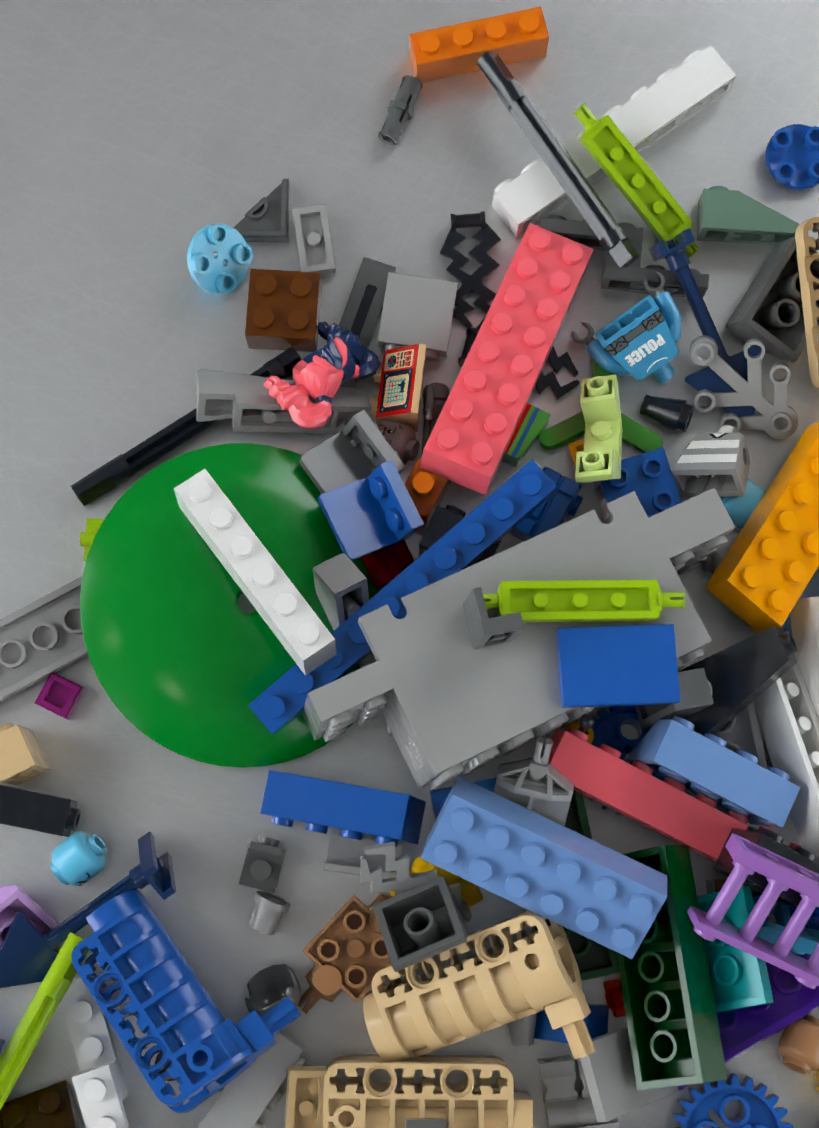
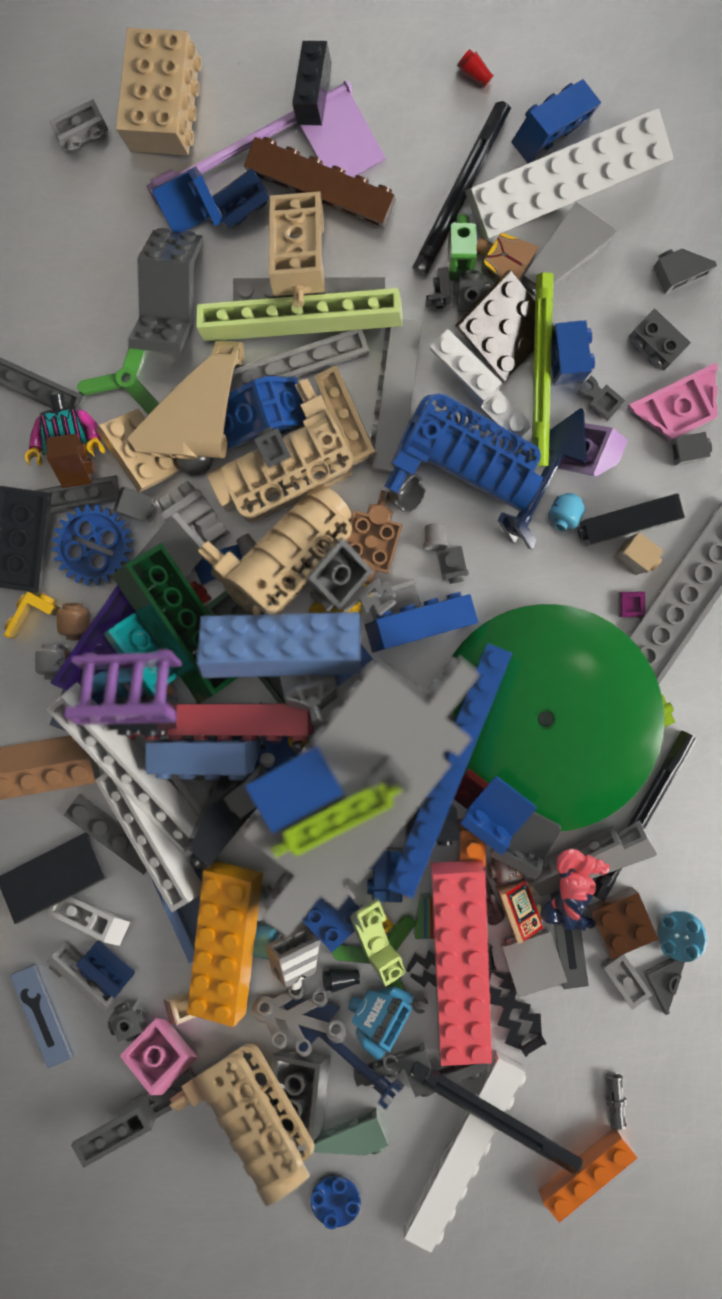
camera: 155 degrees right, 10 degrees up
(255, 572) = (551, 738): white brick -> none
(340, 588) = (492, 756): light grey slope -> none
(633, 177) = (438, 1129): lime plate -> none

